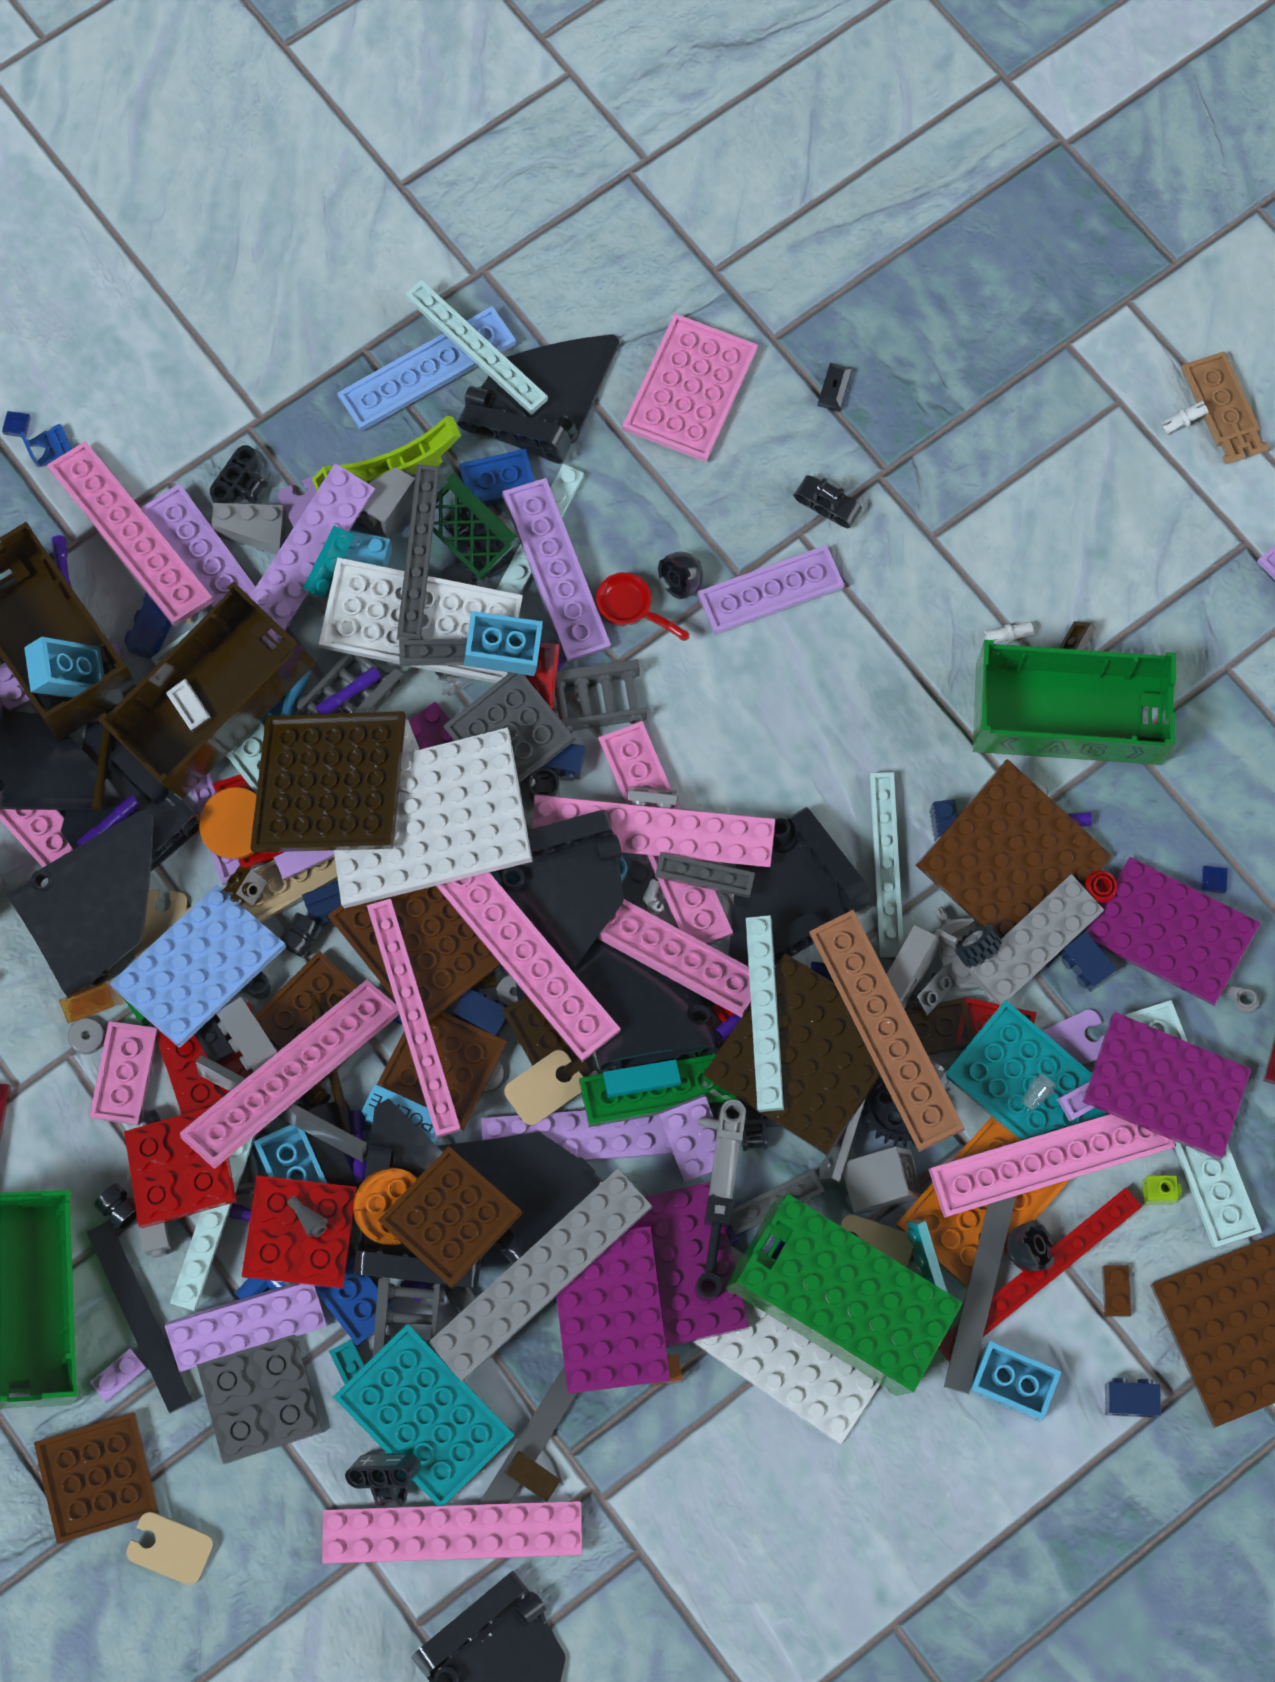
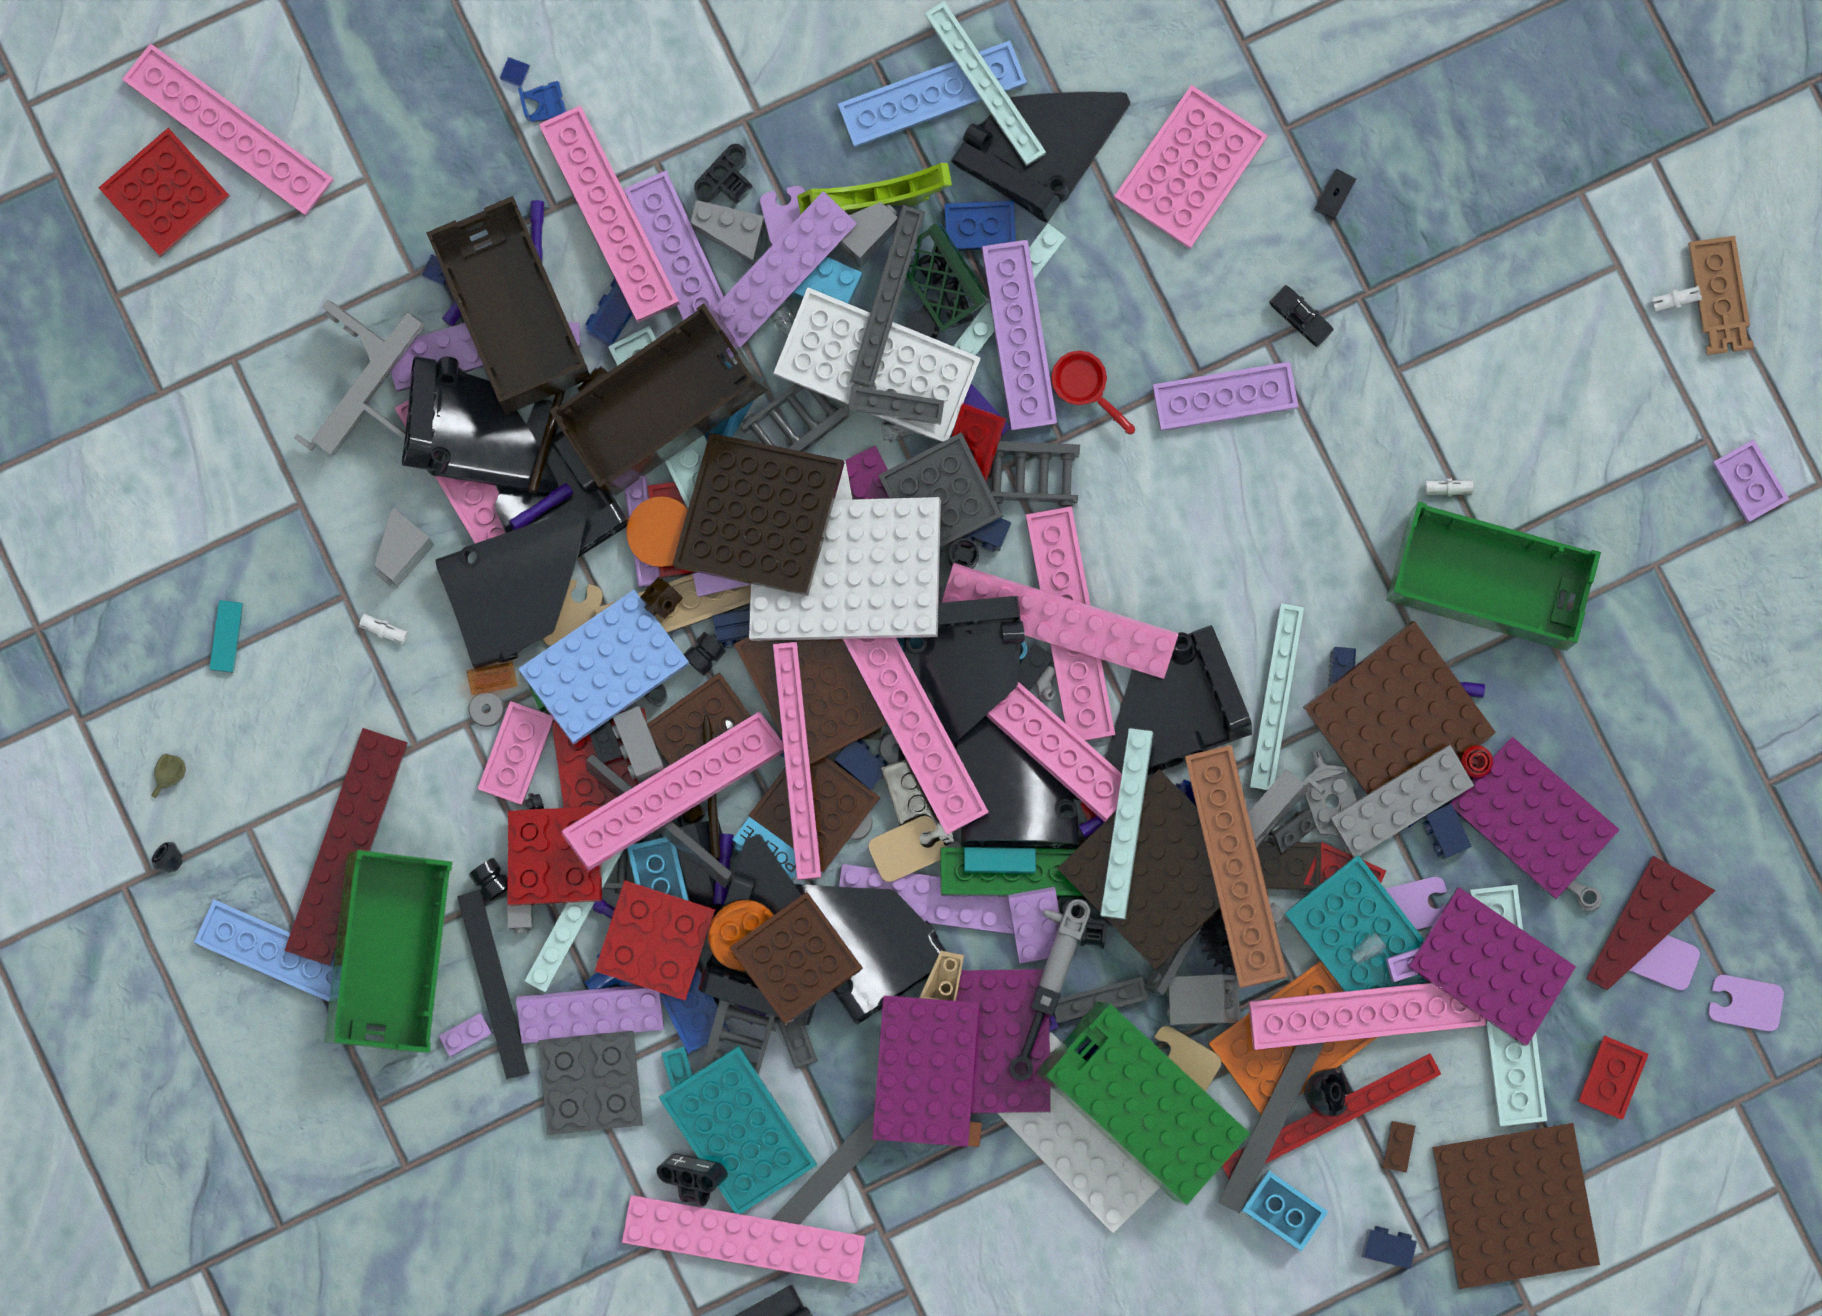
camera: 10 degrees right, 10 degrees up
(62, 667) = (526, 350): medium azure brick -> none
(96, 1478) = (431, 1124): reddish brown piece -> none
(177, 1552) = (493, 1203): tan piece -> none
(189, 705) = (637, 406): white tile -> none
(311, 1221) = (668, 935): dark grey cone -> none
(324, 567) = (795, 290): teal plate -> none
(360, 683) = (806, 415): dark purple piece -> none
(503, 643) = (951, 410): medium azure brick -> none
(532, 1476) = (825, 1204): dark brown tile -> none
(540, 1275) = (869, 1026): light grey plate -> none
(642, 795) = (1058, 584): light grey plate -> none
(681, 573) = (1142, 364): black cylinder -> none
(704, 875) = (1100, 674): dark grey plate -> none
(925, 1254) = (1228, 1079): teal plate -> none
(978, 945) = (1344, 797): black wheel -> none
(1078, 636) = (1512, 509): dark brown plate -> none
(1161, 1190) = (1463, 1062): lime brick -> none
(1214, 879) = (1588, 774): clear blue tile -> none

